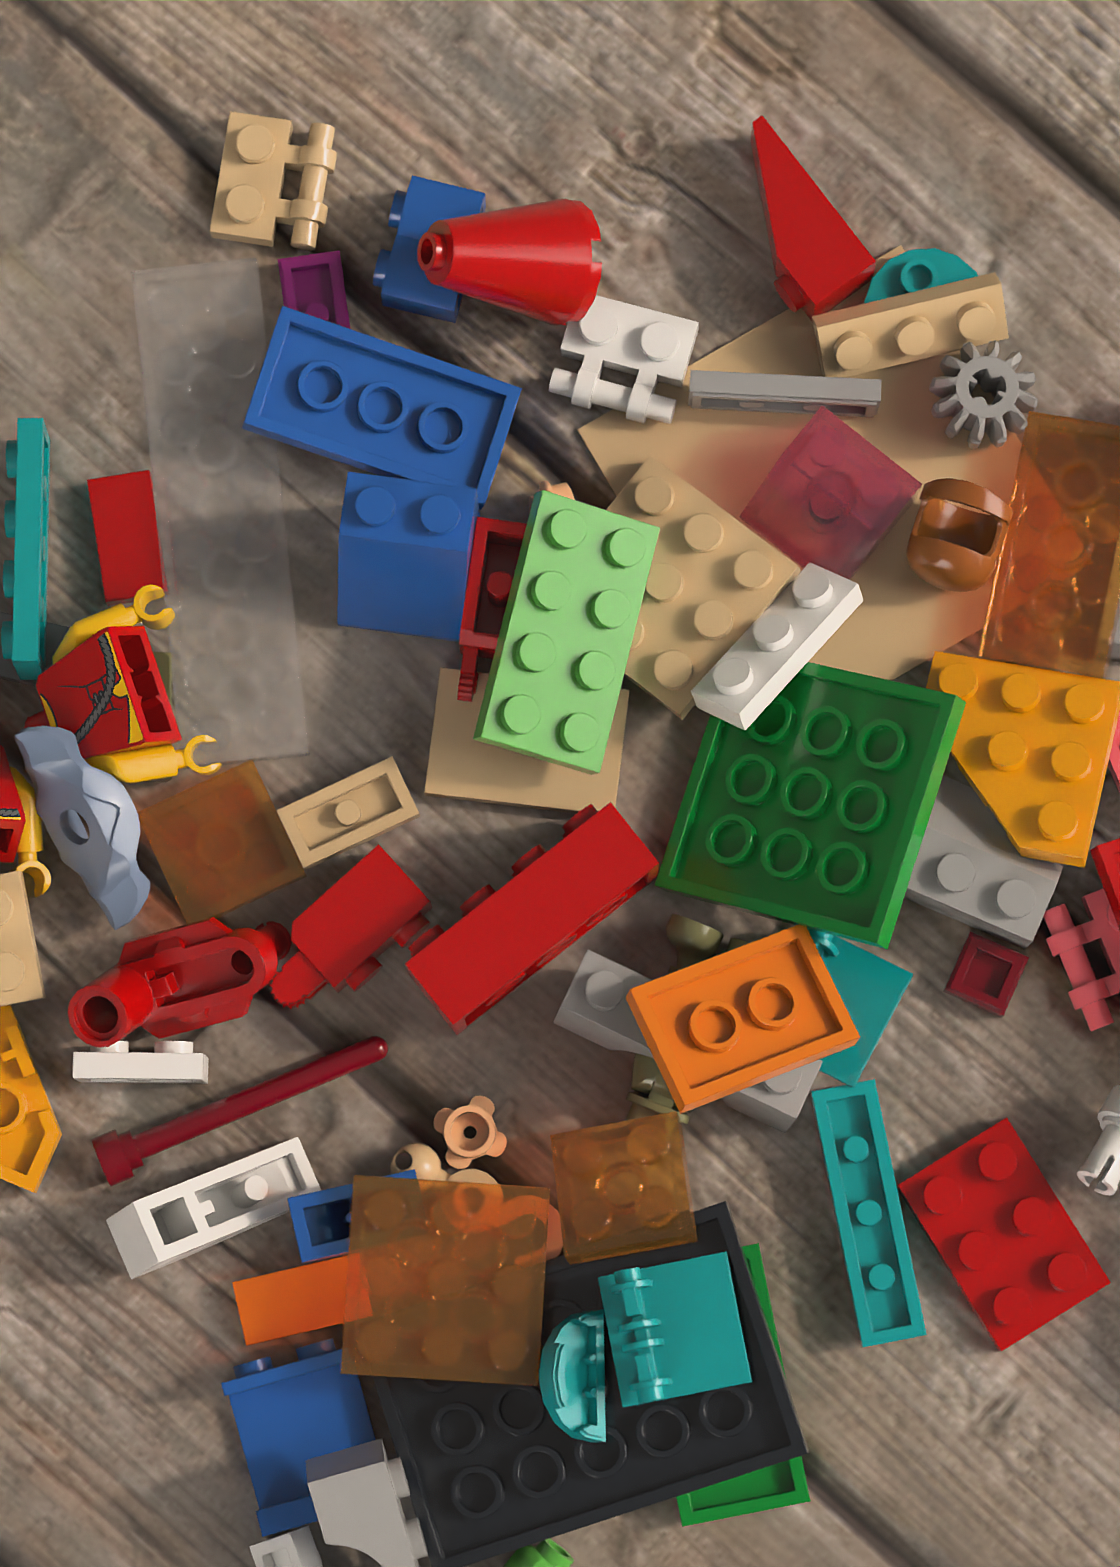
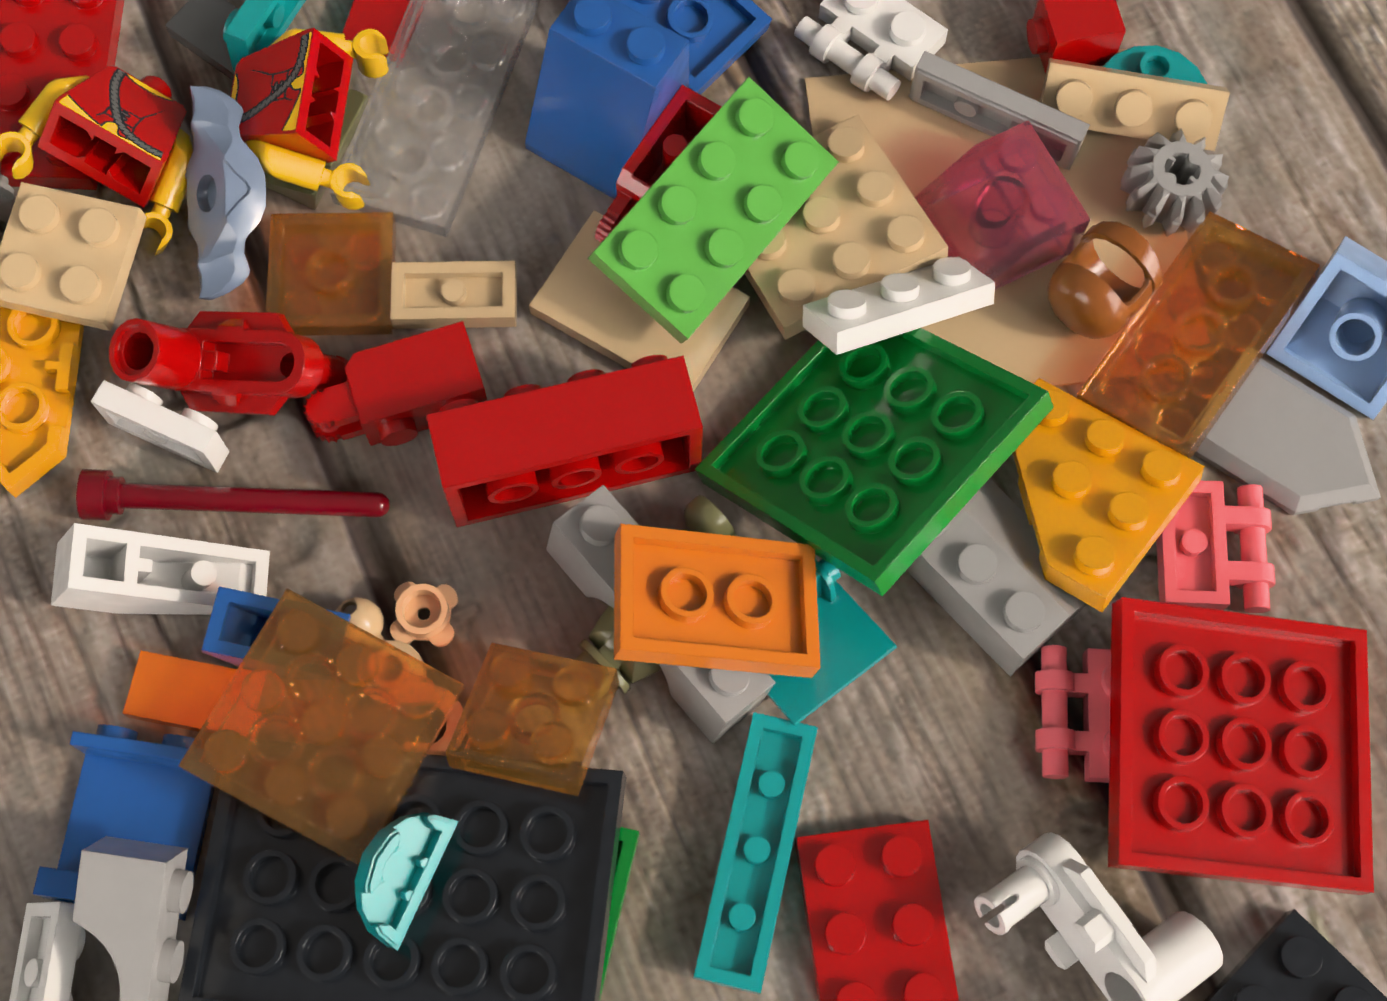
camera: 20 degrees right, 10 degrees down
(674, 1329) = (515, 870): teal hinge -> none
(986, 974) = (964, 681): dark red tile -> none

